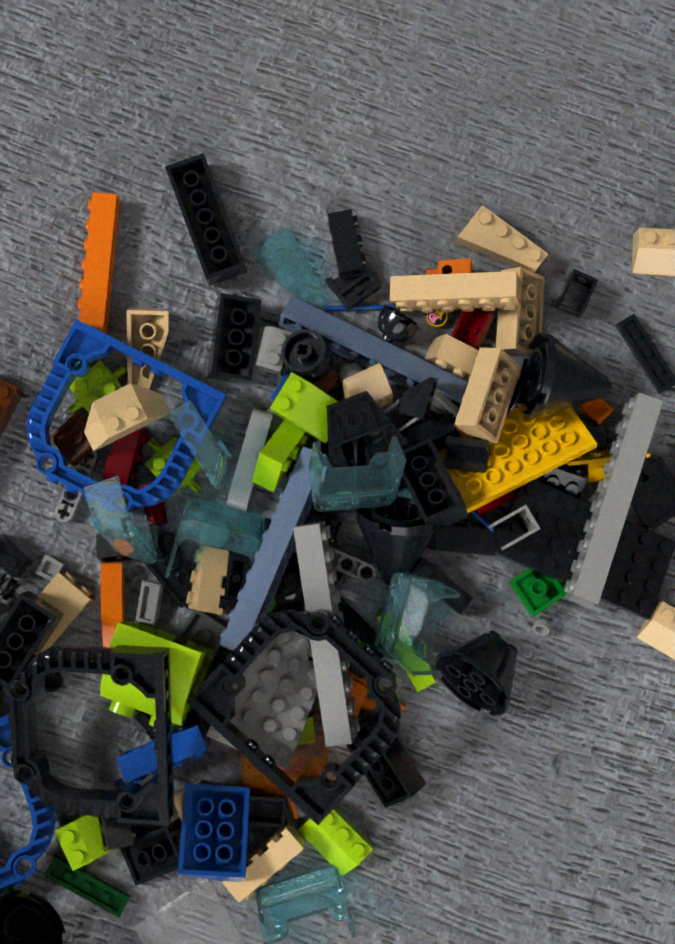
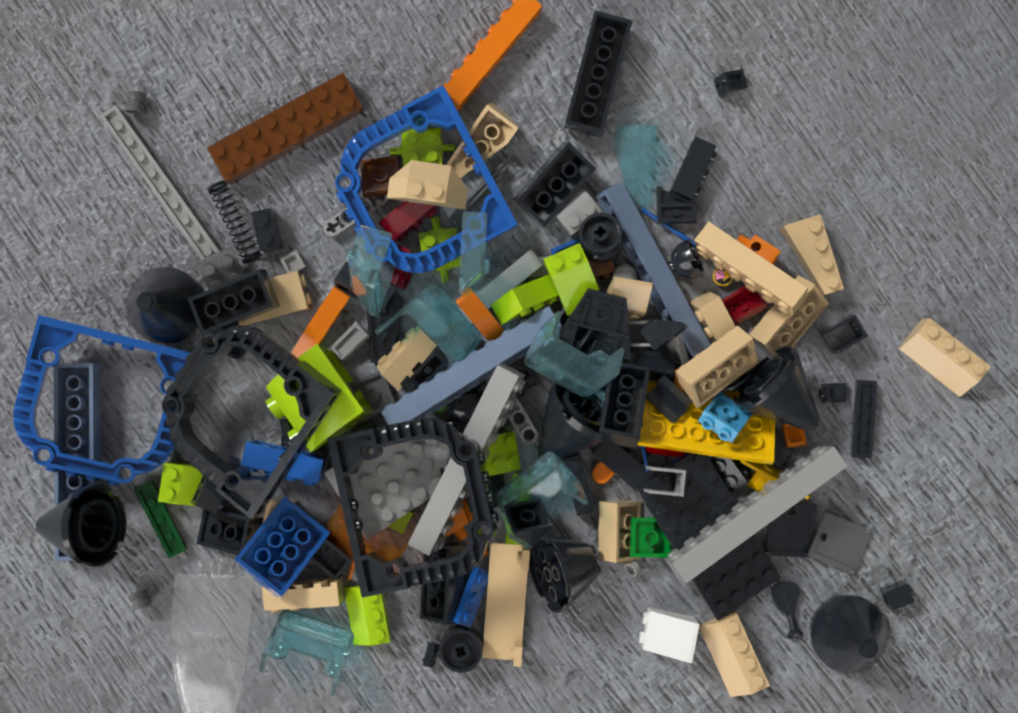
camera: 30 degrees right, 5 degrees up
(174, 392) = (479, 193): none -> dark grey axle
(248, 496) = (480, 315): none -> orange slope
(325, 148) = (730, 82): none -> black bracket
(356, 606) = (503, 455): none -> lime plate
(418, 755) = (471, 597): none -> blue plate
(418, 835) = (430, 654): none -> black pin
(419, 648) = (528, 520): none -> black slope
(444, 821) = (457, 659): none -> black wheel
(451, 738) = (506, 602): none -> tan bracket
(454, 561) = (601, 473): none -> orange tile
(502, 602) = (615, 529): none -> tan slope
(526, 435) = (724, 417): none -> dark azure plate
(604, 350) = (833, 393): none -> black bracket
(616, 662) = (669, 634): none -> white slope

